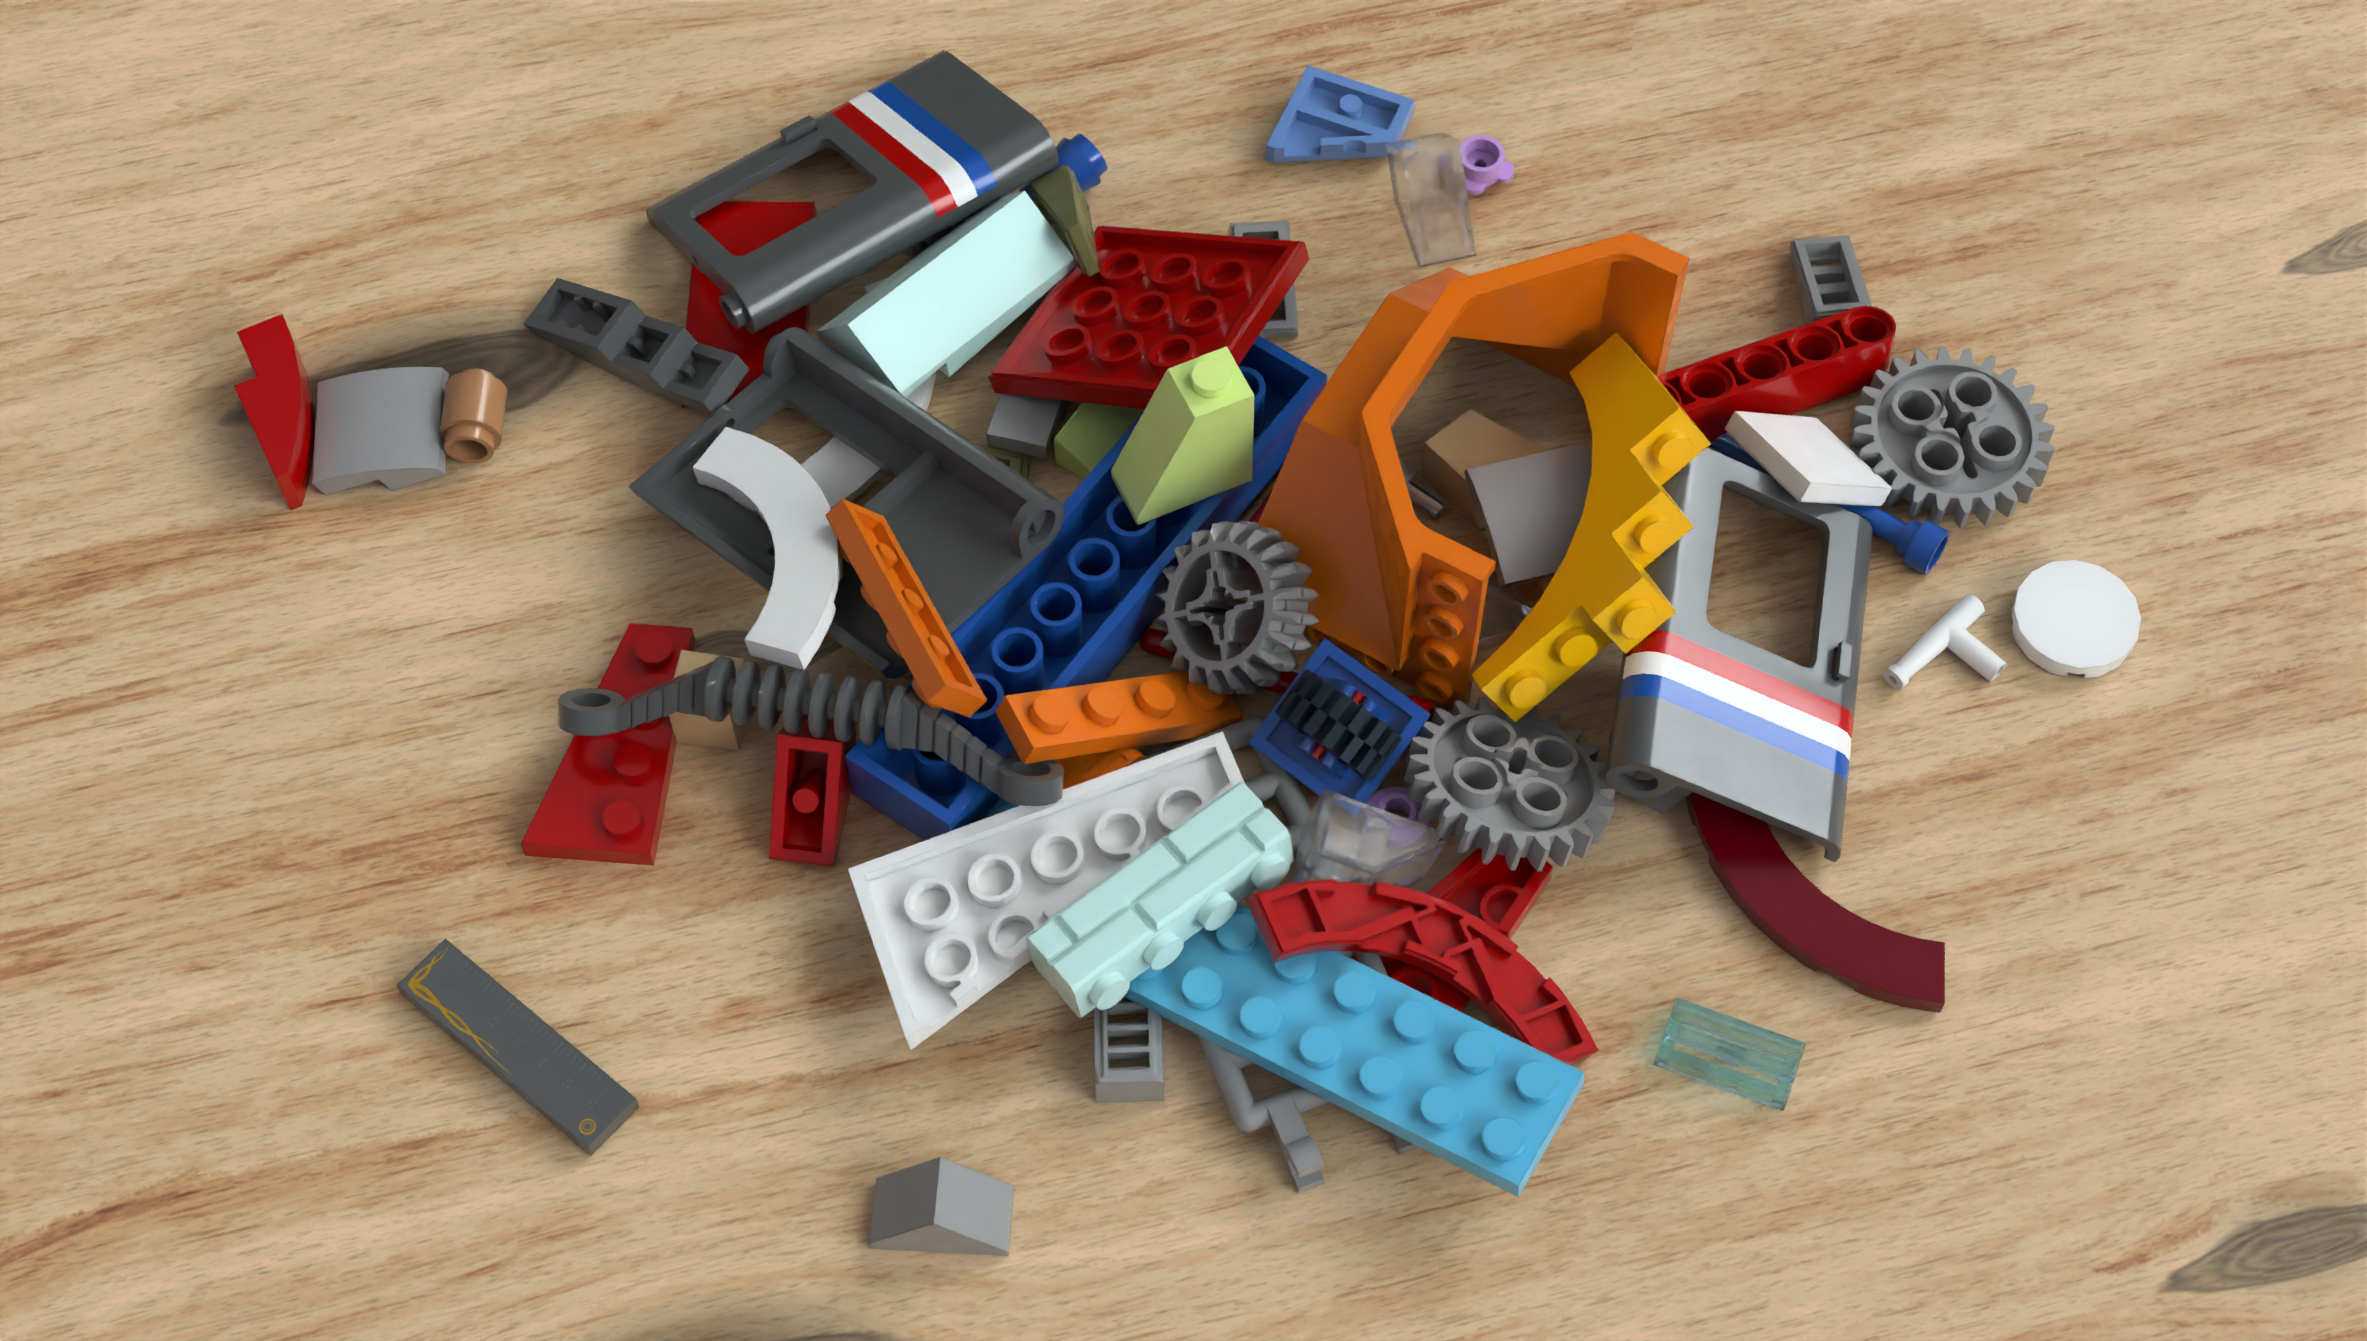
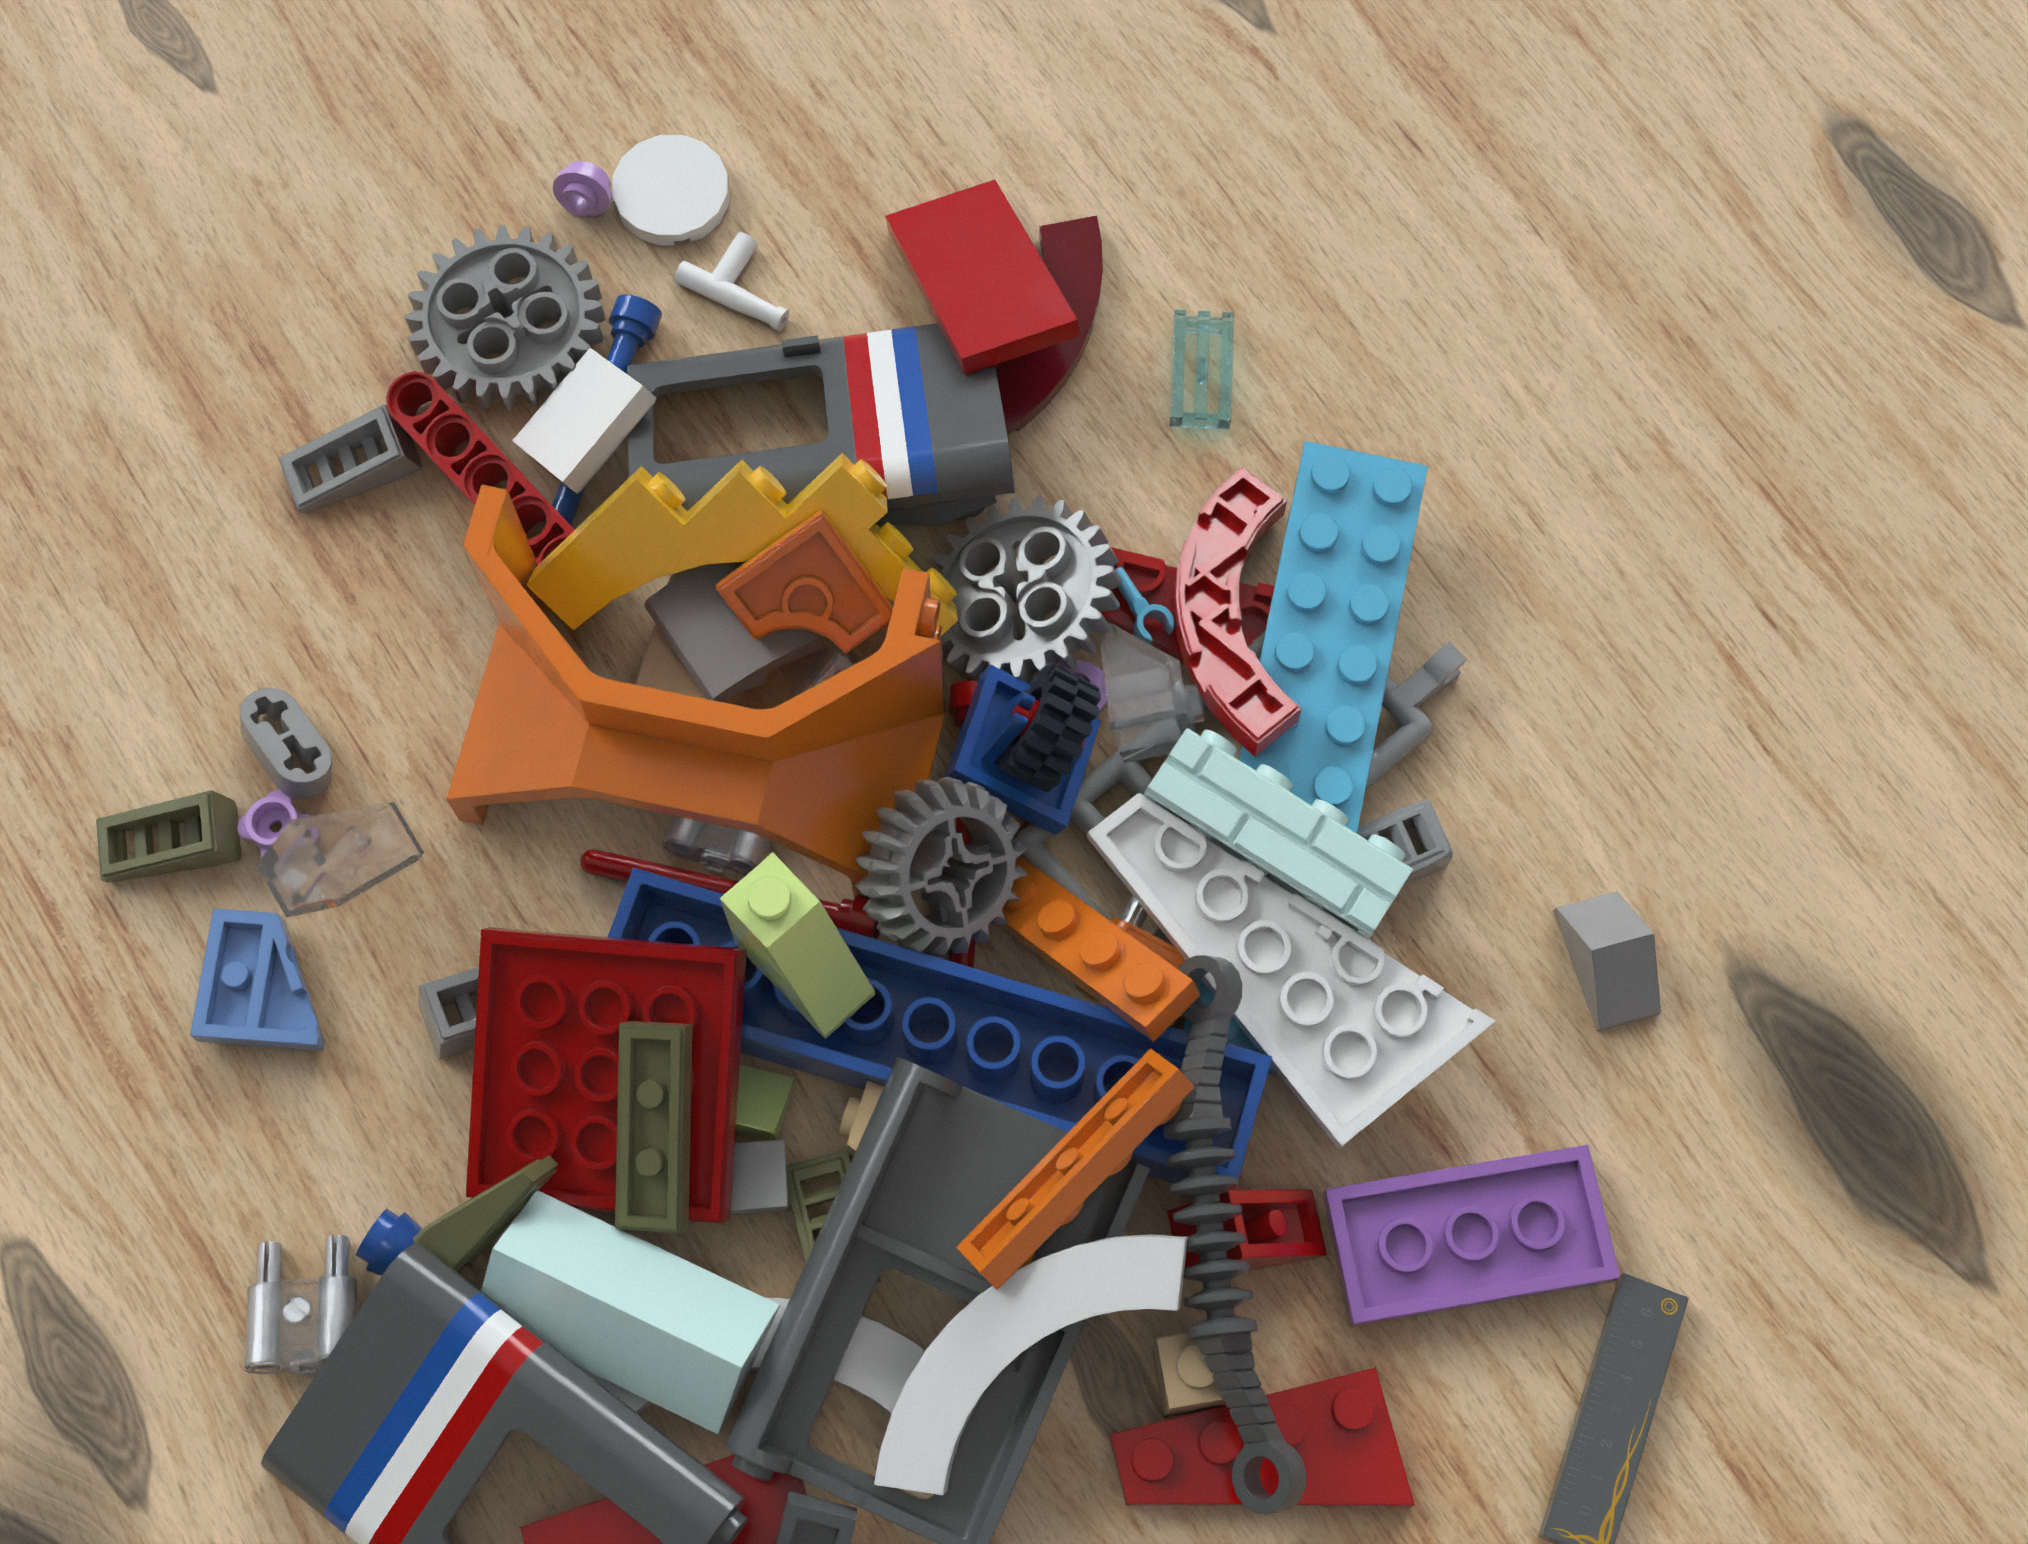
camera: 110 degrees left, 10 degrees up
(728, 978) = (1470, 1235): none -> medium lavender plate
(1049, 93) = (298, 1320): none -> clear piece
(1085, 330) = (653, 1126): none -> olive tile
(1457, 886) = (1142, 609): none -> medium azure hand
(1496, 96) = (209, 834): none -> olive slope
(1545, 552) = (809, 584): none -> orange tile
(1557, 195) = (275, 750): none -> light grey beam
(1883, 847) = (981, 277): none -> red tile
(2086, 534) = (583, 189): none -> lavender plate

